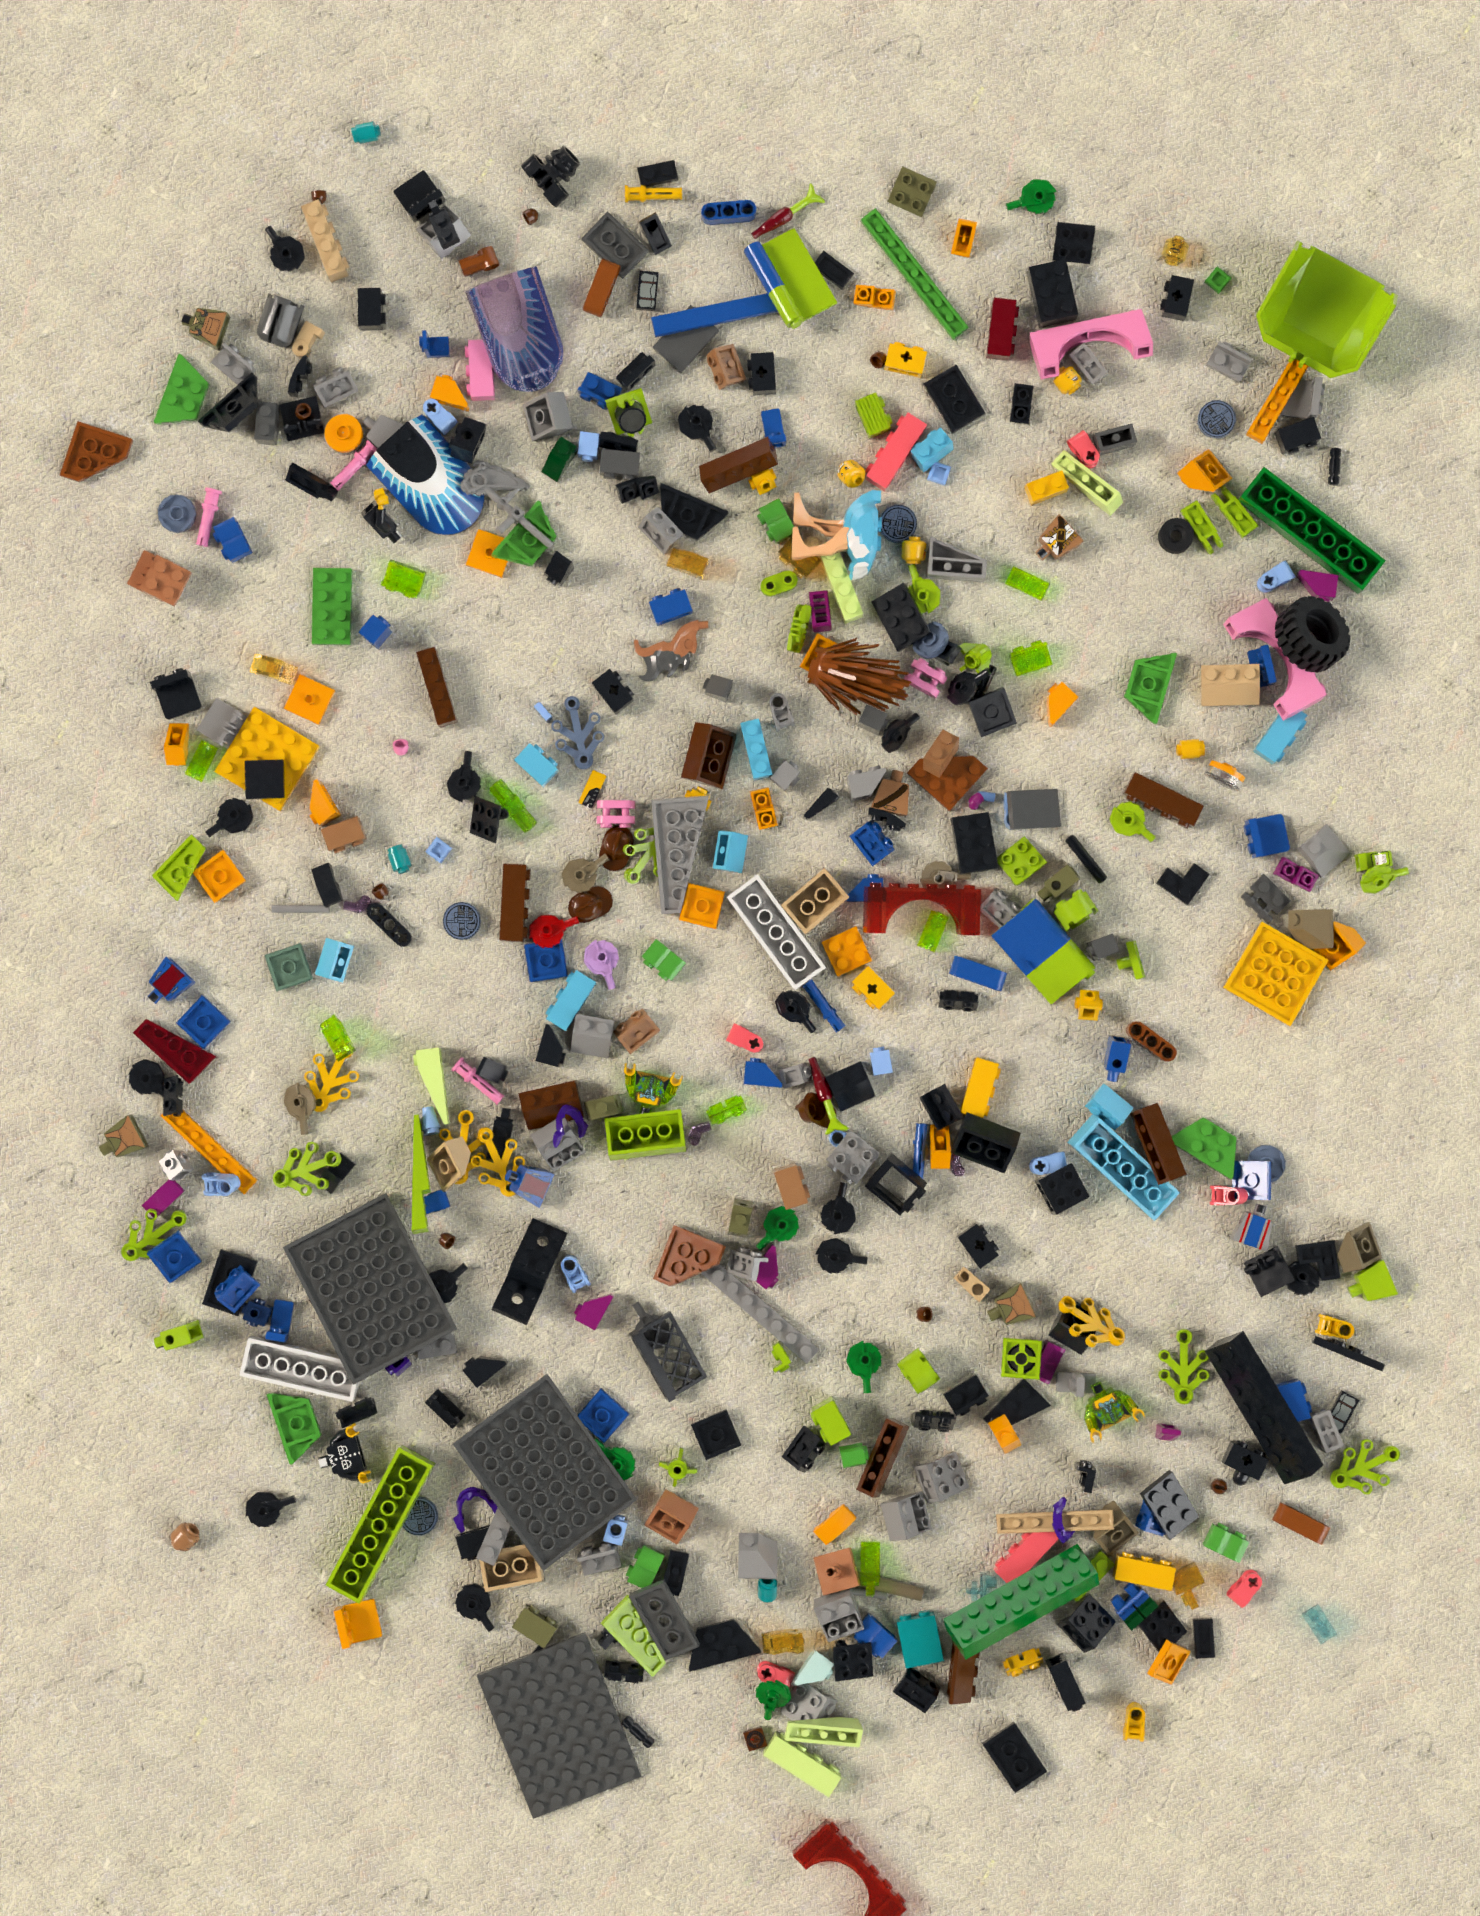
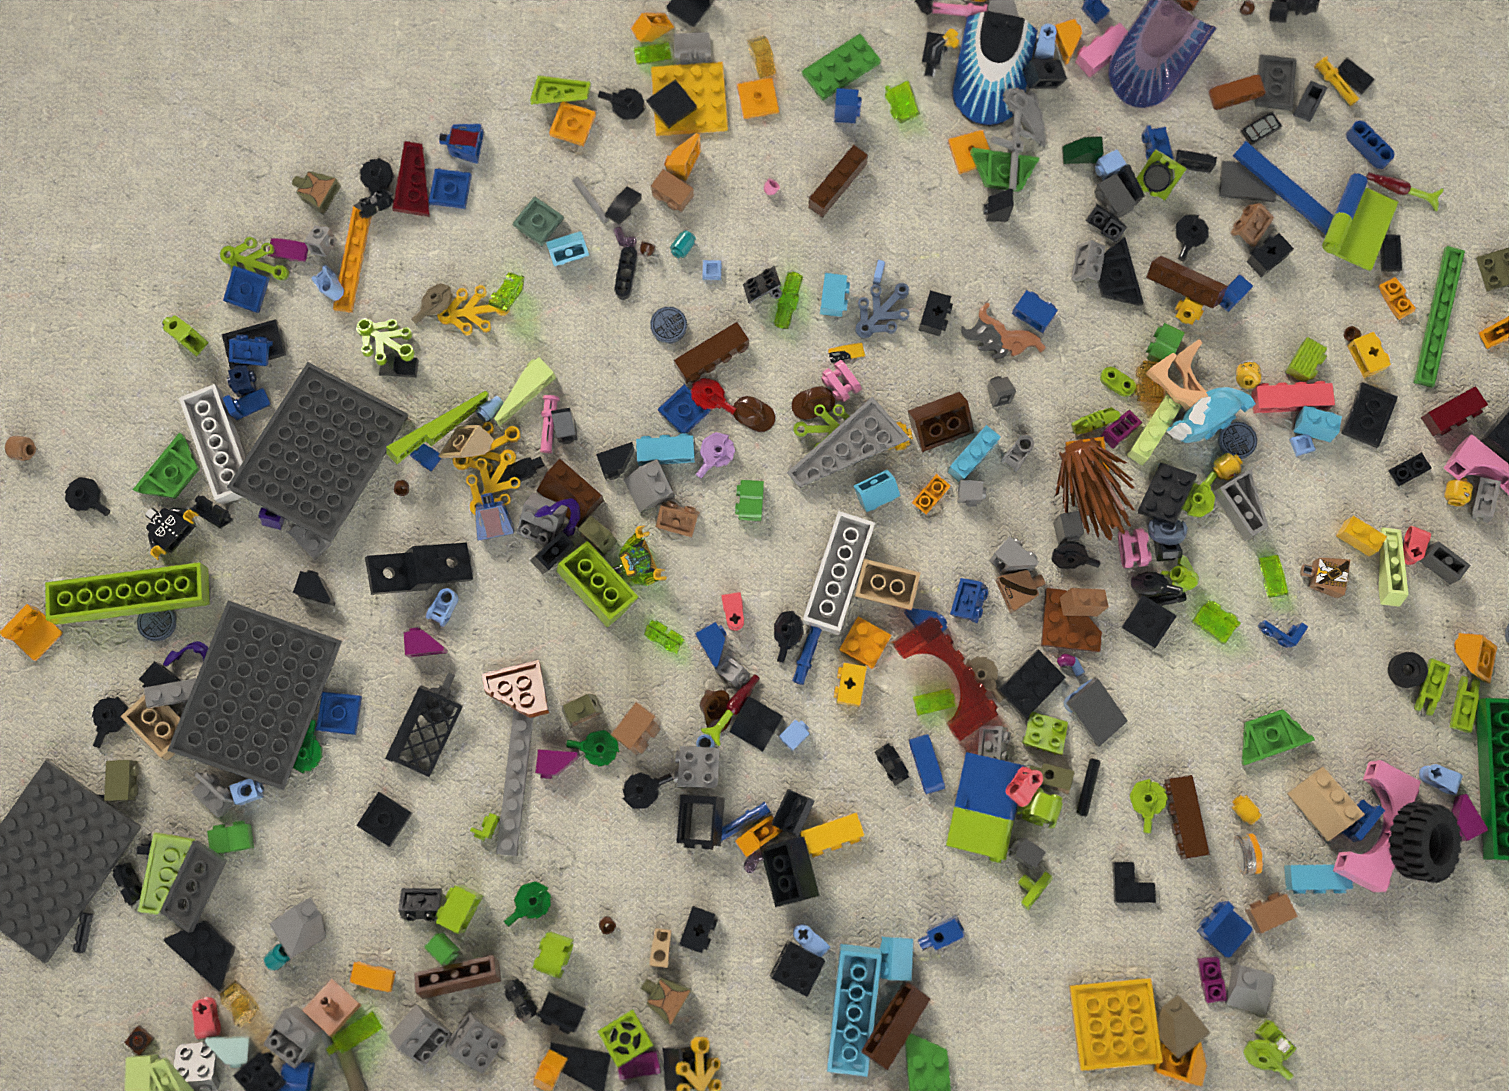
camera: 50 degrees right, 10 degrees down
(445, 1408) = (260, 581): black hinge -> none
(446, 1282) = (365, 510): black piece -> none
(464, 782) = (780, 251): black piece -> none
(547, 415) = (1109, 120): light grey slope -> none
(581, 874) = (772, 389): dark tan piece -> none
(593, 1154) = (552, 552): none -> black slope
(671, 1516) = (289, 830): nougat slope -> none
(676, 1570) = (242, 867): black hinge -> none
(677, 1462) = (337, 810): lime brick -> none
(688, 563) = (1079, 302): clear yellow slope -> none
(696, 1132) = (629, 625): arm -> none
(702, 906) = (816, 500): light orange plate -> none
(745, 1263) = (546, 738): light grey bracket -> none
(772, 1696) = (184, 1028): green piece -> none
(826, 799) = (974, 537): black slope -> none
(836, 1255) = (605, 813): black piece -> none
(892, 821) = (998, 604): black slope -> none
(1050, 913) = (1022, 786): none -> coral piece
(1059, 701) = (1200, 670): light orange slope -> none
(1085, 603) = (1295, 633): none -> blue bracket
(1088, 1005) = (969, 877): yellow brick -> none
(1160, 1044) = (983, 964): dark orange beam -> none
(1269, 894) = (1177, 967): dark grey plate -> none
(1279, 791) = (1270, 912): none -> medium nougat brick

